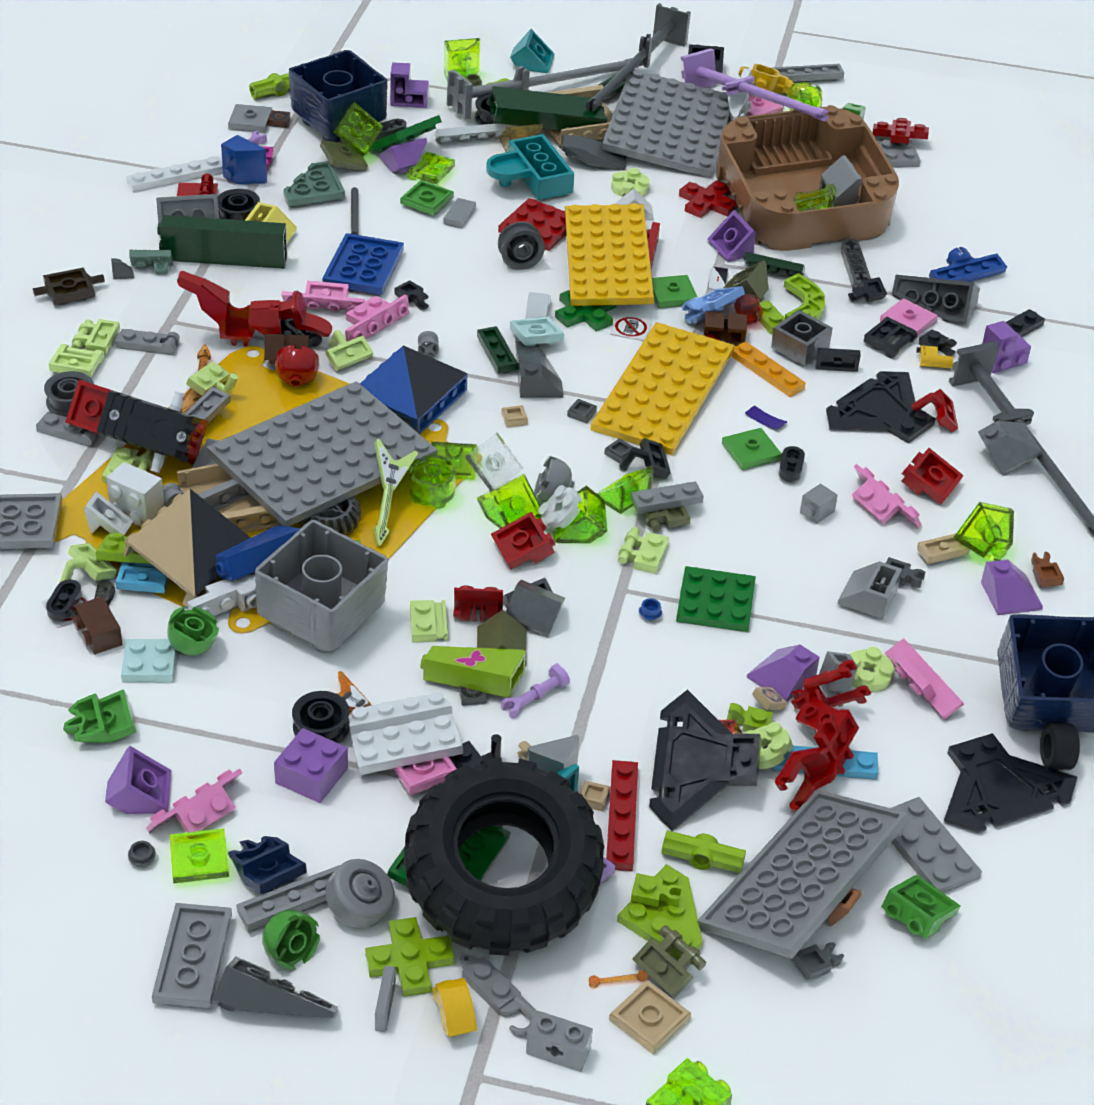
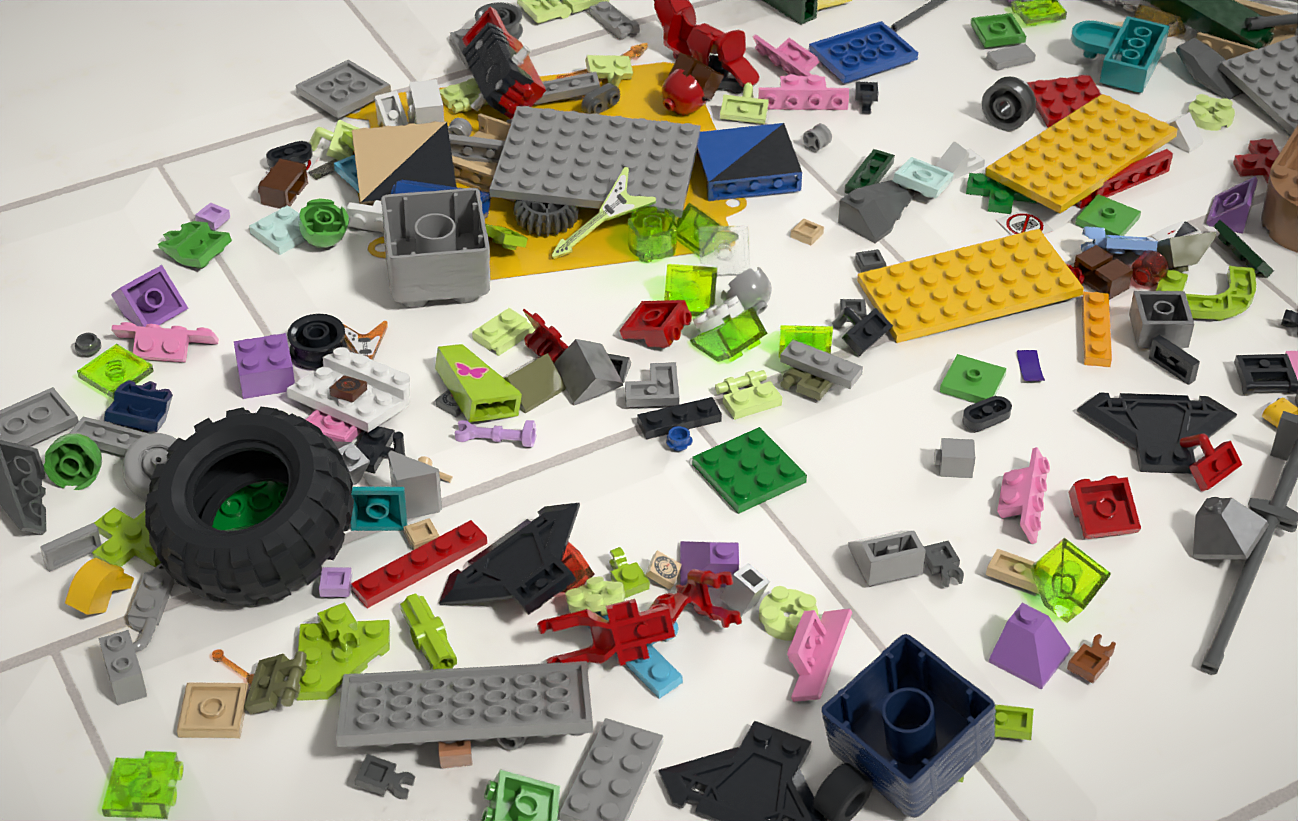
camera: 50 degrees right, 0 degrees up
(78, 687) = (214, 215): none -> lavender plate
(241, 401) = (601, 99): none -> dark grey plate
(414, 732) = (348, 388): none -> reddish brown tile
(589, 584) = (660, 391): none -> light grey plate
(627, 596) = (686, 415): none -> black plate

